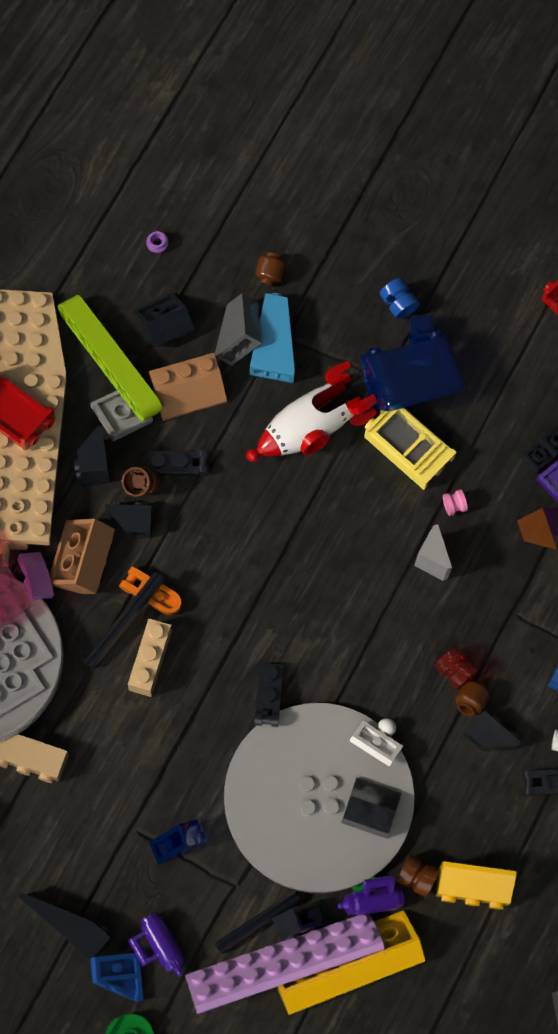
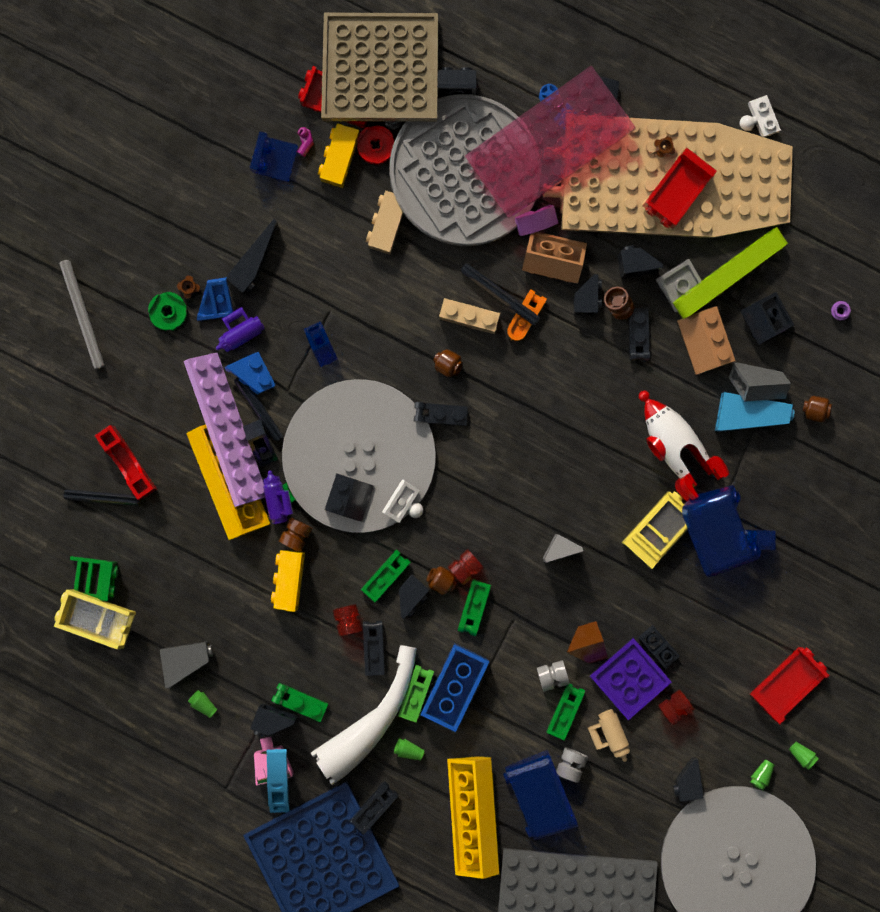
camera: 95 degrees right, 15 degrees up
(100, 1004) = (183, 286): none -> reddish brown plate
(206, 684) = (448, 363): none -> reddish brown head
(213, 928) = (253, 373): none -> blue wing
(398, 297) = (792, 521): blue wheel -> none
(455, 502) = (609, 568): bright pink wheel -> none
(467, 766) = (385, 576): none -> green plate
(504, 660) = (474, 607): none -> green plate
(523, 812) = (347, 620): none -> clear red wheel

